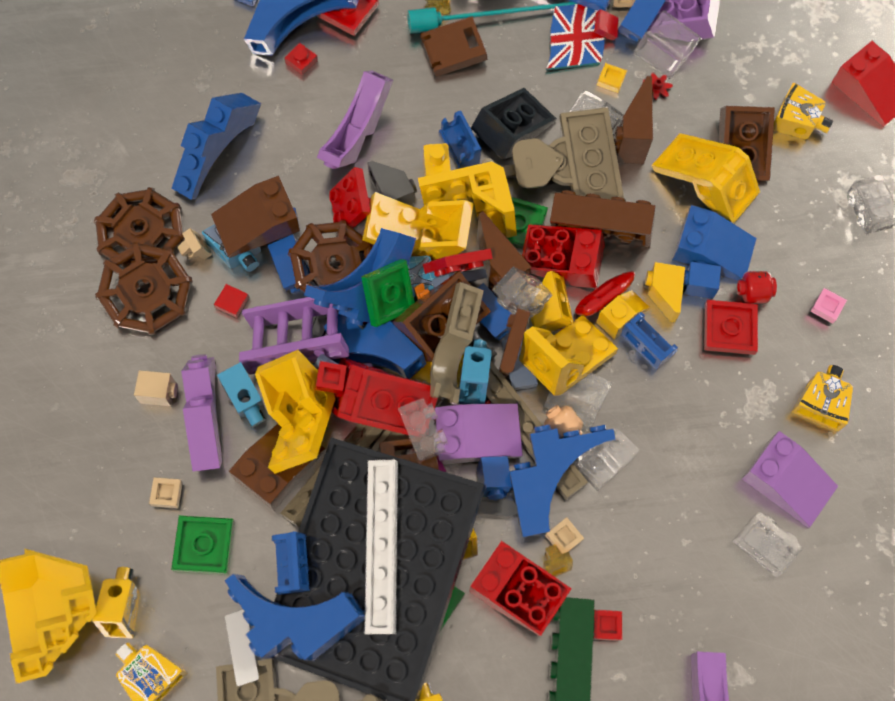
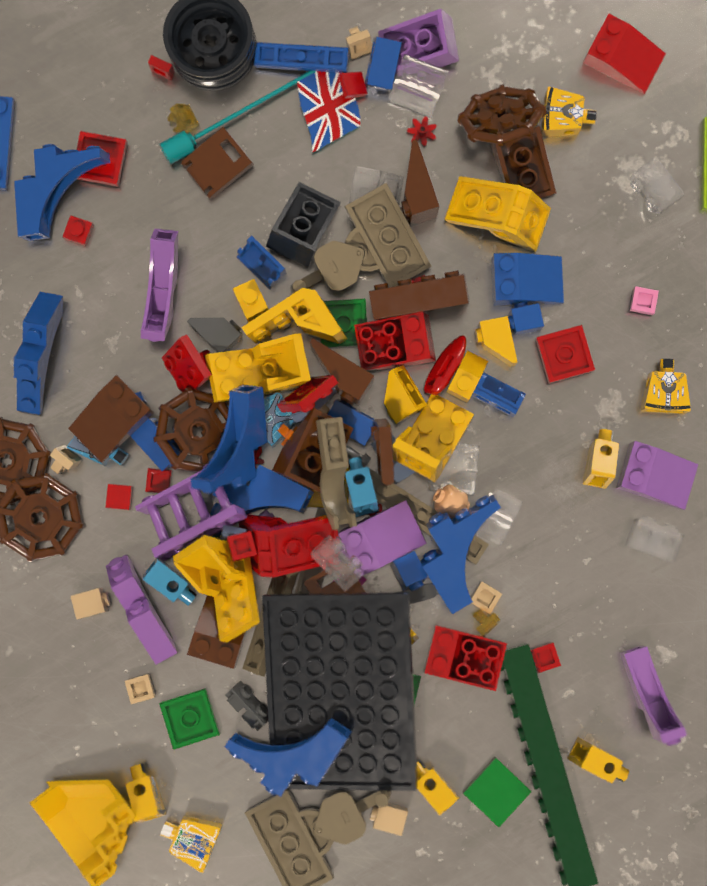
camera: 20 degrees left, 15 degrees up
(242, 656) = (264, 800): white sticker -> none
(262, 544) = (242, 696): none -> dark grey hinge
(276, 295) = (158, 480): none -> red tile
(291, 562) = (272, 712): blue hinge -> none
(381, 547) = (341, 673): white tile -> none
(388, 292) = (259, 448): green tile -> none
(521, 291) = (375, 402): clear brick -> none
(611, 78) = (377, 139): yellow tile -> none
(739, 437) = (601, 460): none -> yellow torso
(740, 90) = (511, 114): none -> reddish brown plate
(757, 287) = (576, 308): red head -> none

